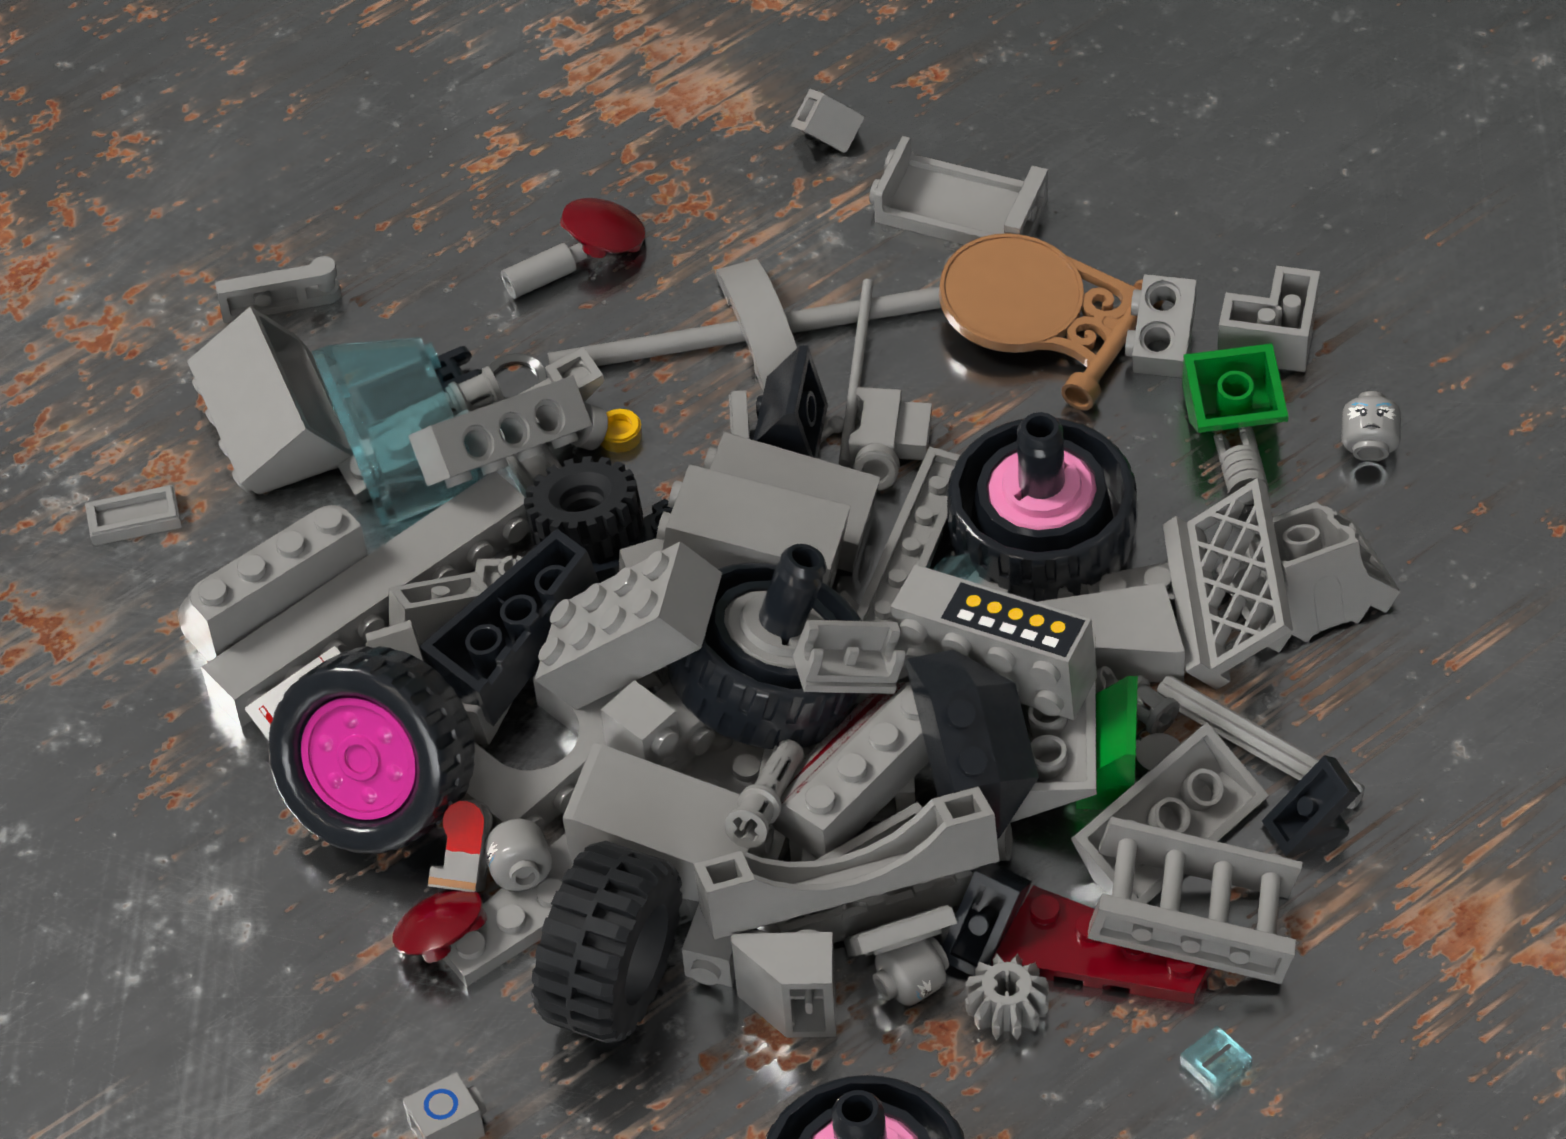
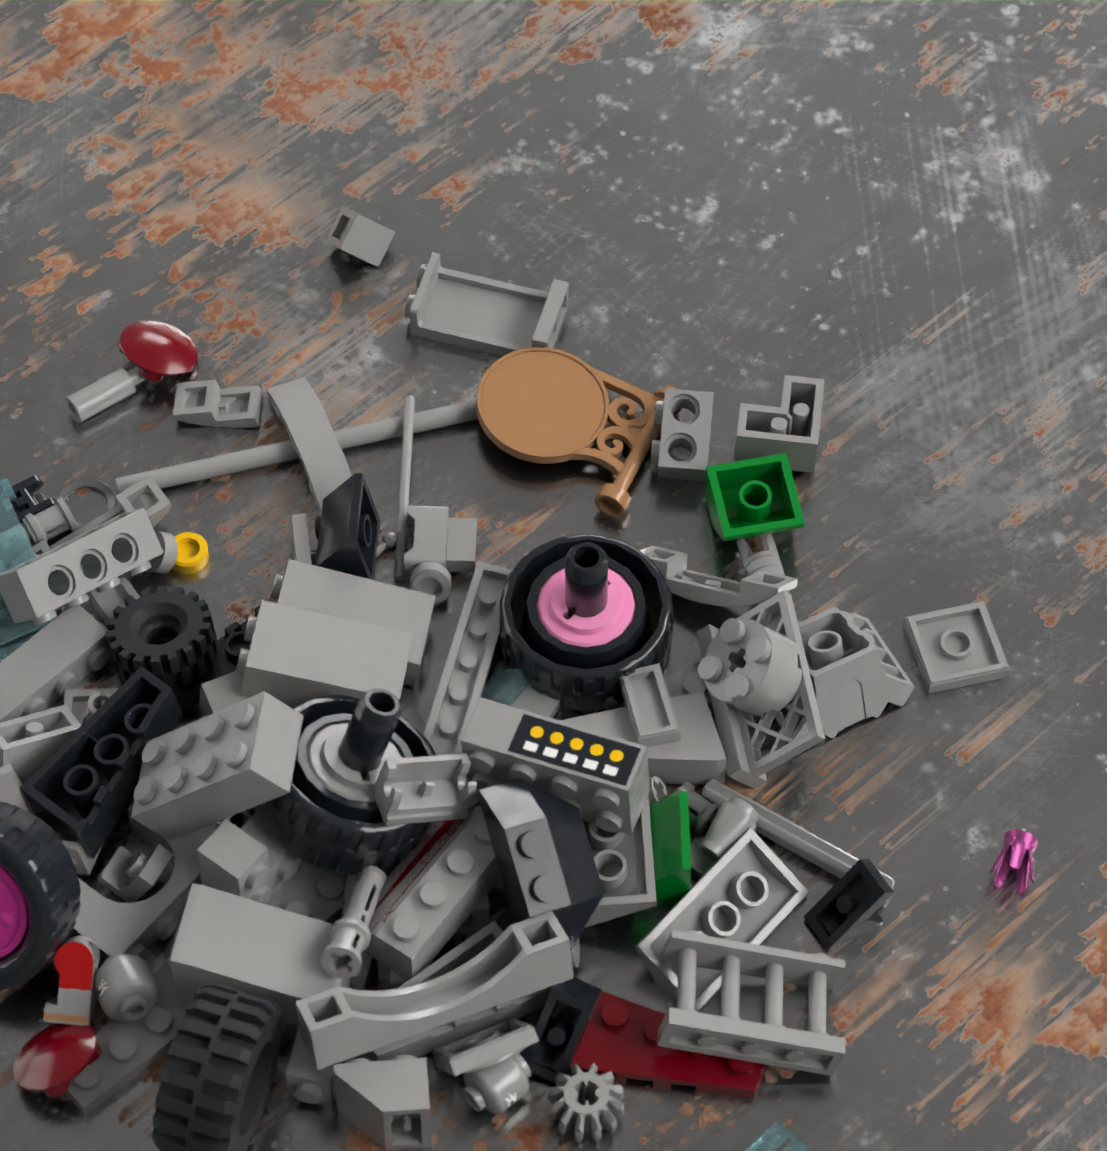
camera: 10 degrees left, 5 degrees up
(533, 745) = (133, 875): none -> light grey bracket
(653, 285) = (208, 405): none -> light grey slope
(1104, 594) = (649, 706): none -> light grey tile
(1182, 720) = (727, 827): none -> light grey cone
(1184, 483) = (714, 589): none -> light grey slope
(1217, 554) = (751, 667): none -> light grey brick
(1371, 426) = (878, 526): light grey head -> none
(1450, 553) = (956, 647): none -> light grey tile
(1503, 761) = (1018, 855): none -> flat silver piece

